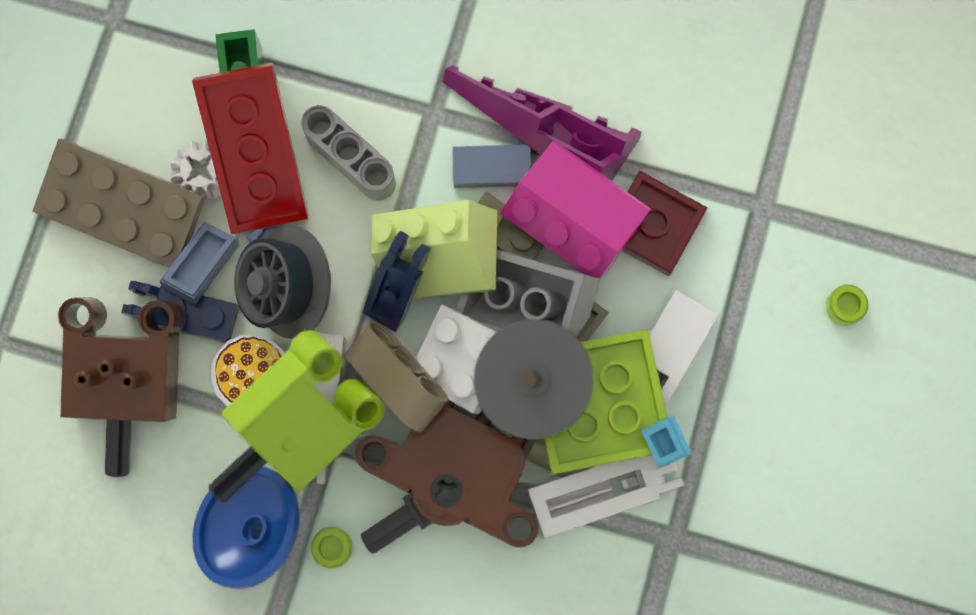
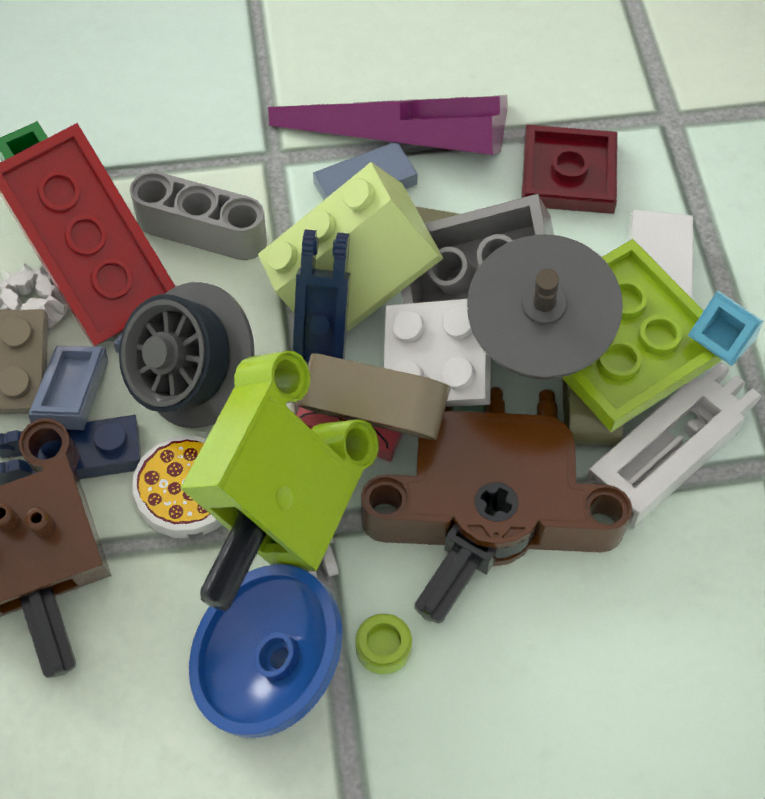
camera: 25 degrees left, 20 degrees down
(575, 211) = (478, 164): dark pink slope -> none

